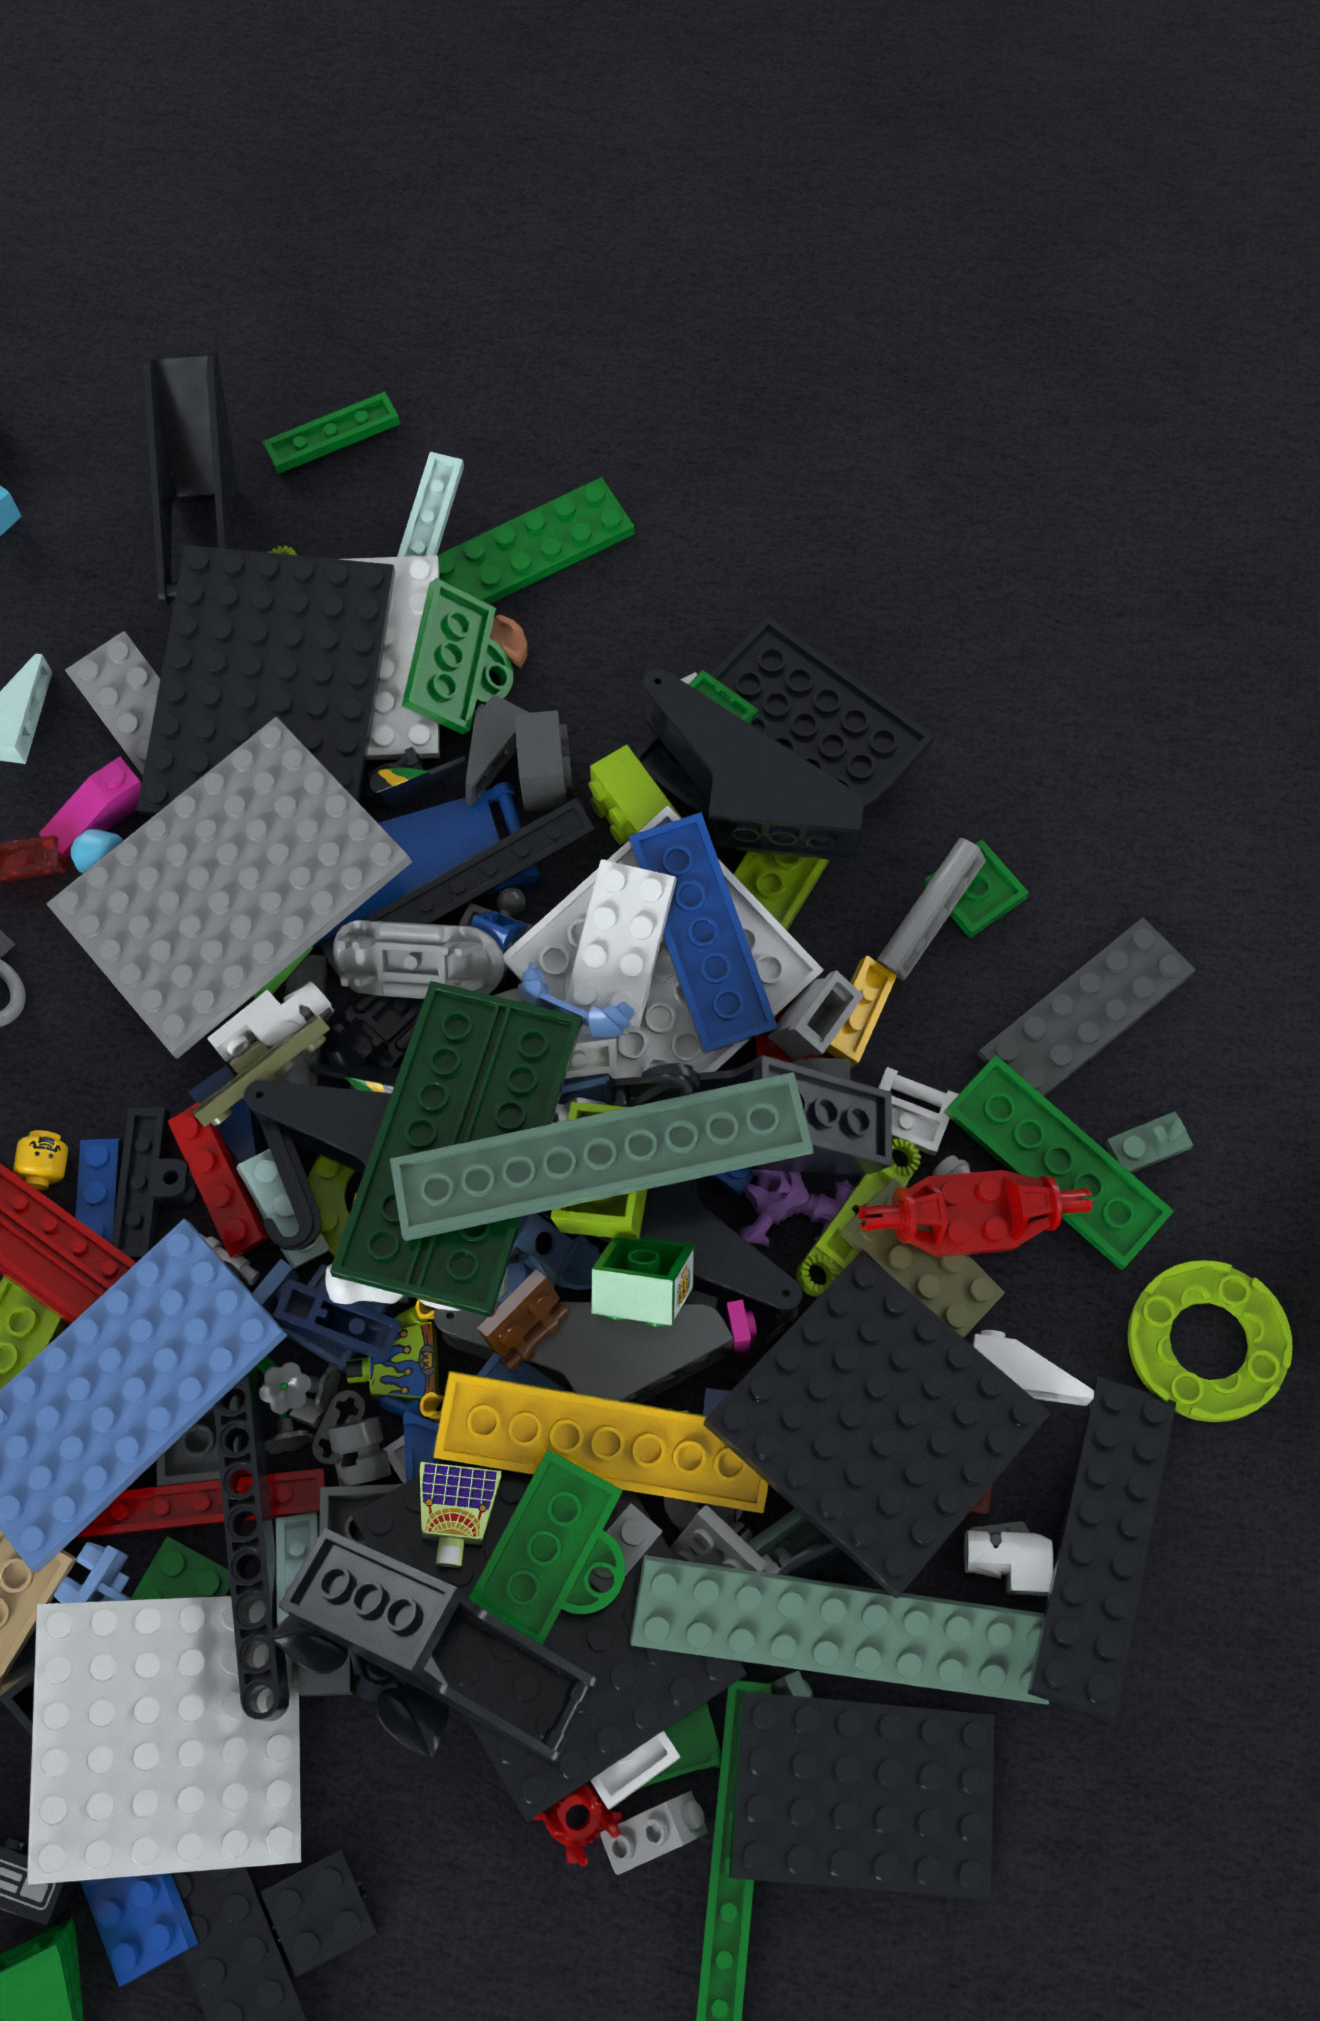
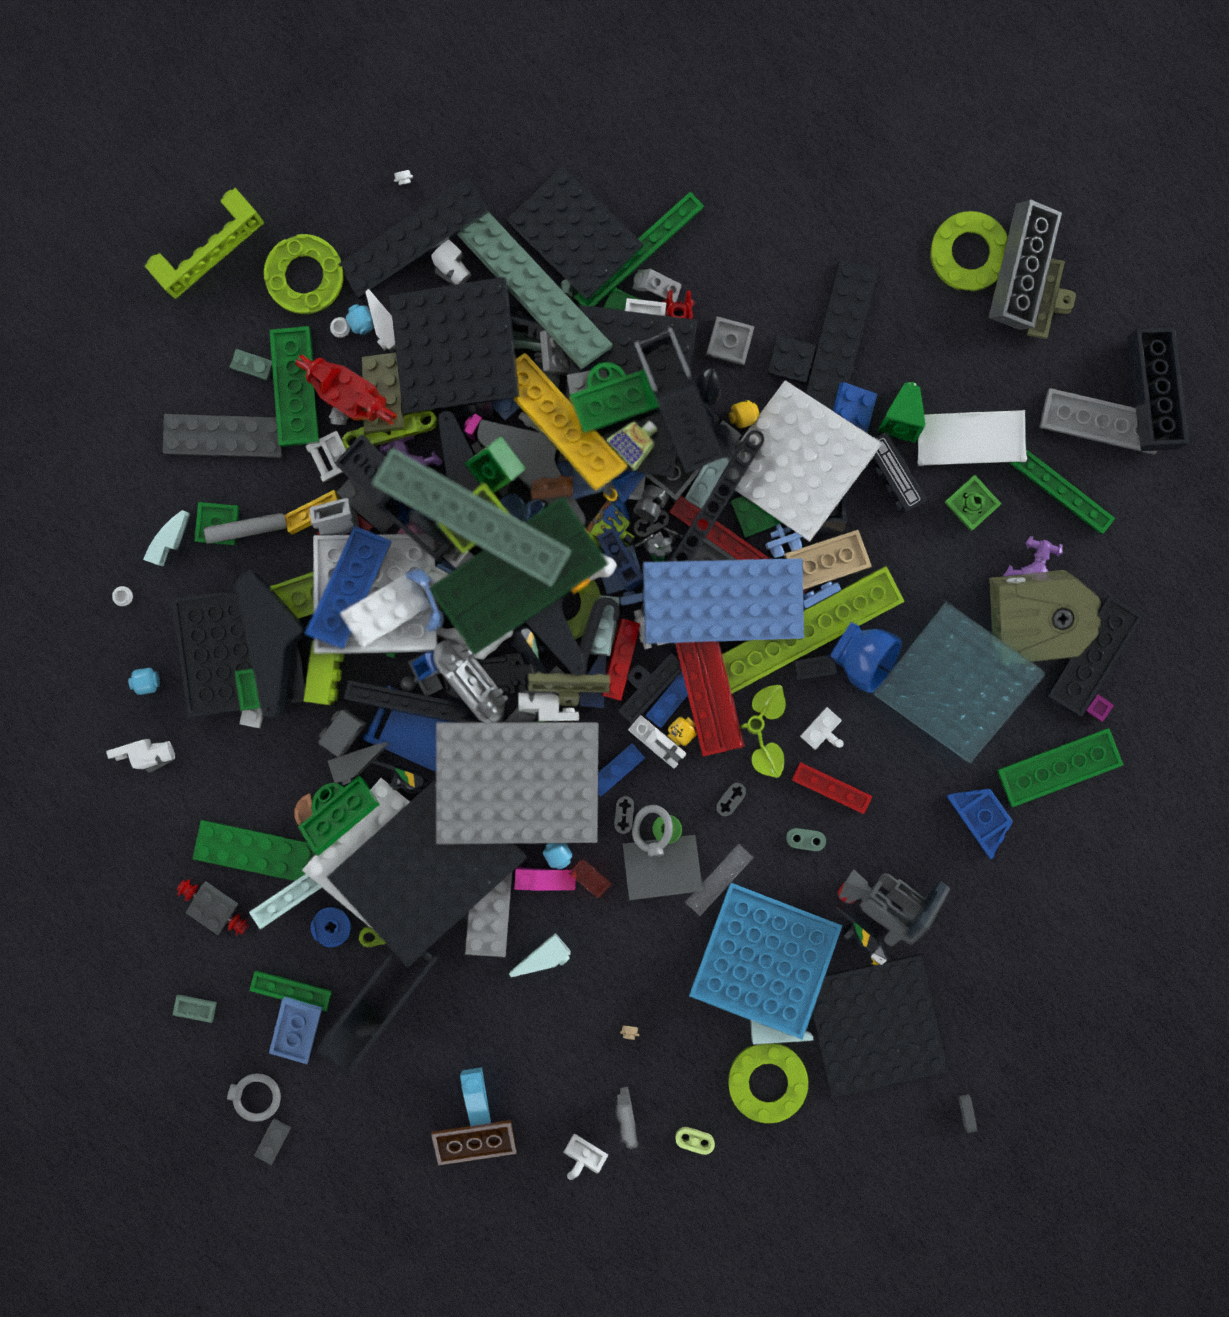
camera: 140 degrees left, 20 degrees up
(49, 978) = (629, 814): none -> dark grey beam
(66, 1114) = (657, 741): none -> white plate
(103, 1037) = (618, 768): none -> blue plate
(206, 270) = (272, 1141): none -> dark grey plate
(283, 392) = (295, 1030): none -> medium blue plate
(300, 282) = (235, 1094): none -> light grey piece
(326, 1738) = (744, 414): none -> yellow head
(333, 523) = (325, 936): none -> blue plate
(438, 327) = (194, 1008): none -> sand green plate
(452, 1850) = (730, 341): none -> light grey tile
(521, 442) = (212, 907): none -> dark grey plate
(783, 541) = (144, 755): none -> white plate
(870, 621) = (144, 681): none -> medium azure head
(1005, 699) = (122, 596): none -> white plate
(1019, 811) = (167, 538): none -> light aqua slope
(1063, 1344) = (360, 319): none -> medium azure head
(1079, 1310) = (340, 327): none -> white plate
(1217, 1634) = (403, 177): none -> white plate

